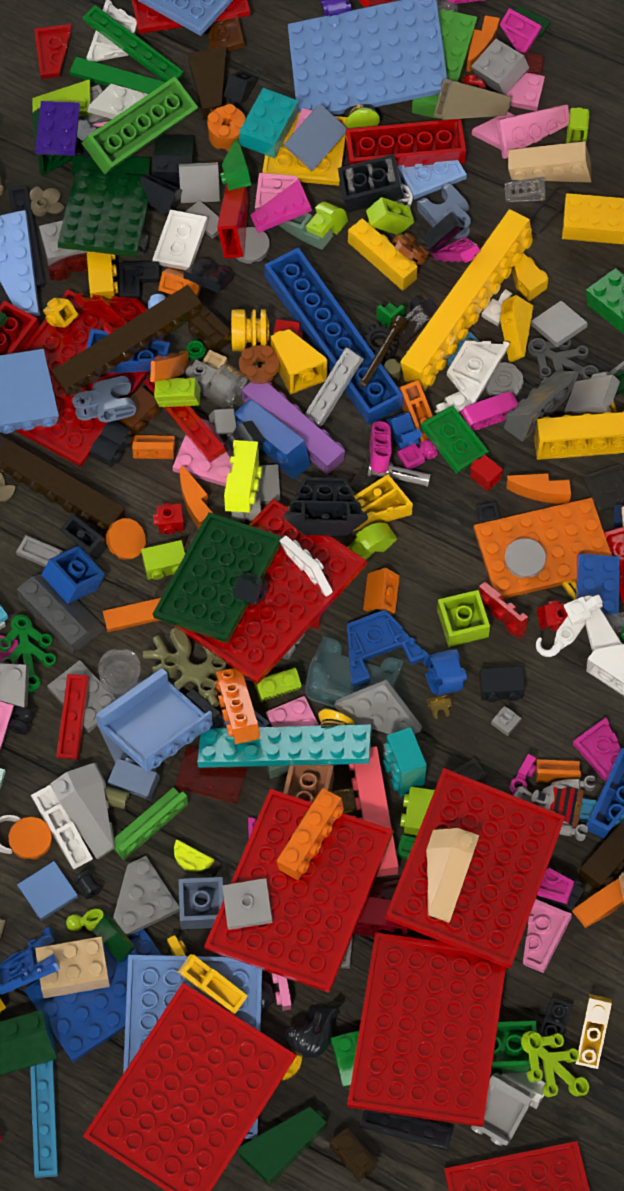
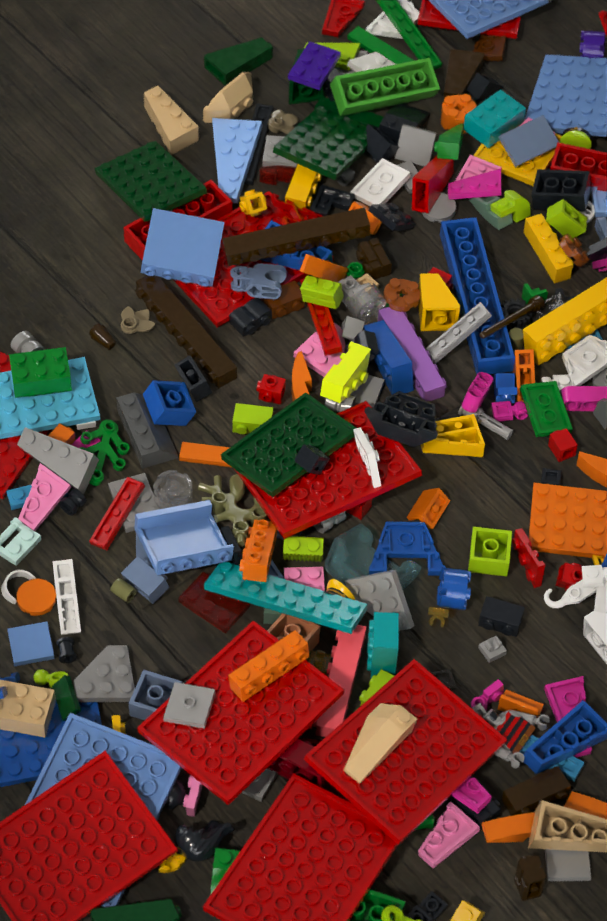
camera: 20 degrees right, 10 degrees down
(36, 551) = (146, 375): light grey tile -> none
(85, 803) = (93, 581): light grey wedge -> none
(125, 539) = (227, 391): orange tile -> none
(149, 822) = (142, 621): bright green fence -> none
(153, 447) = (284, 332): orange panel -> none
(190, 858) = (164, 661): neon yellow plate -> none
(212, 983) = (130, 761): yellow slope -> none
(249, 330) = (405, 267): yellow wheel -> none
(373, 538) = (438, 461): lime brick -> none
(525, 558) = (566, 522): light grey tile -> none

